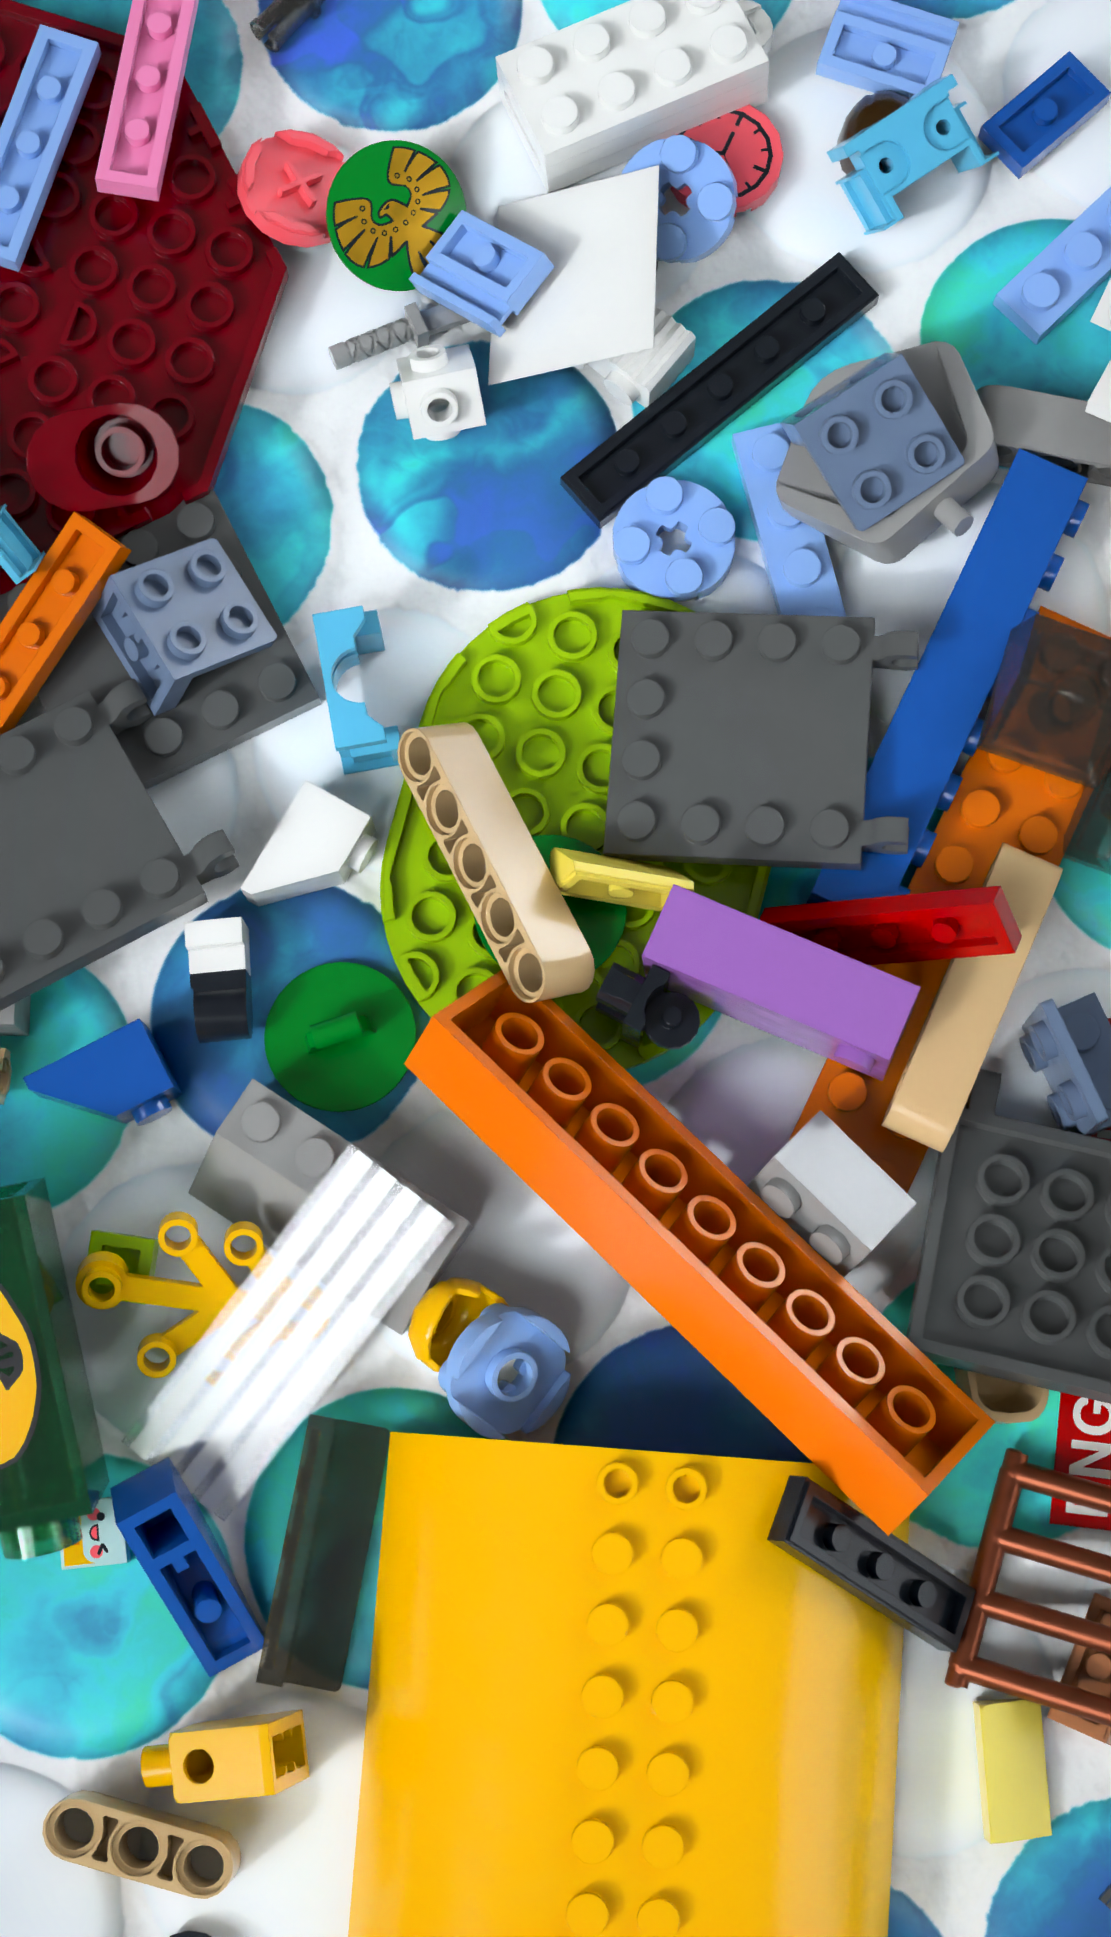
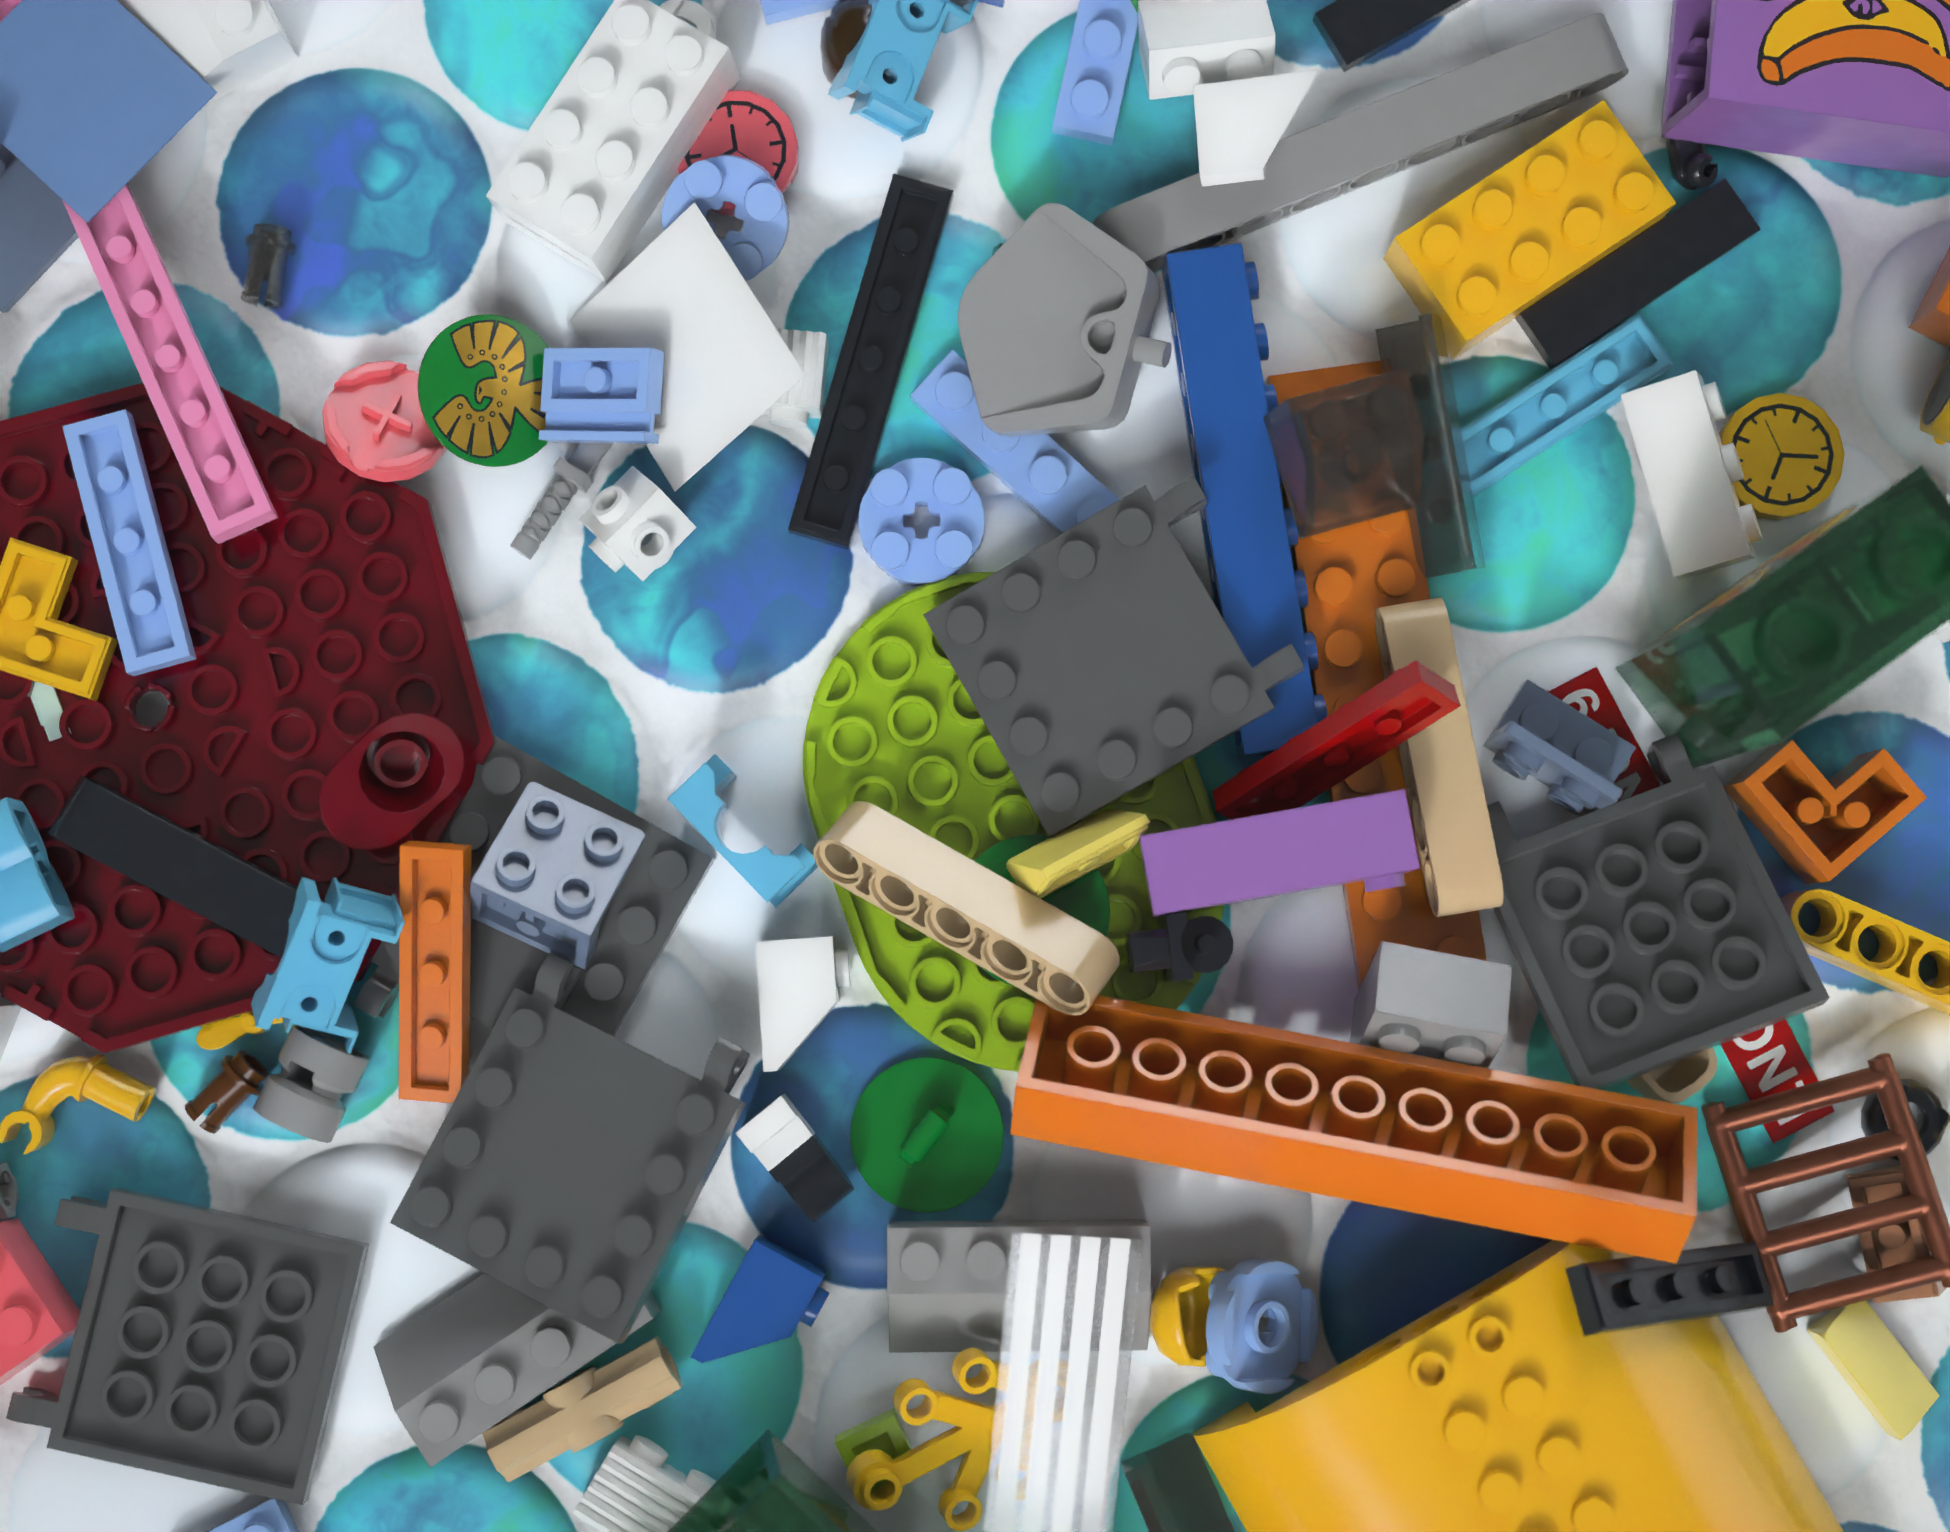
camera: 40 degrees left, 5 degrees up
(875, 440) = (1044, 330): sand blue bracket -> none

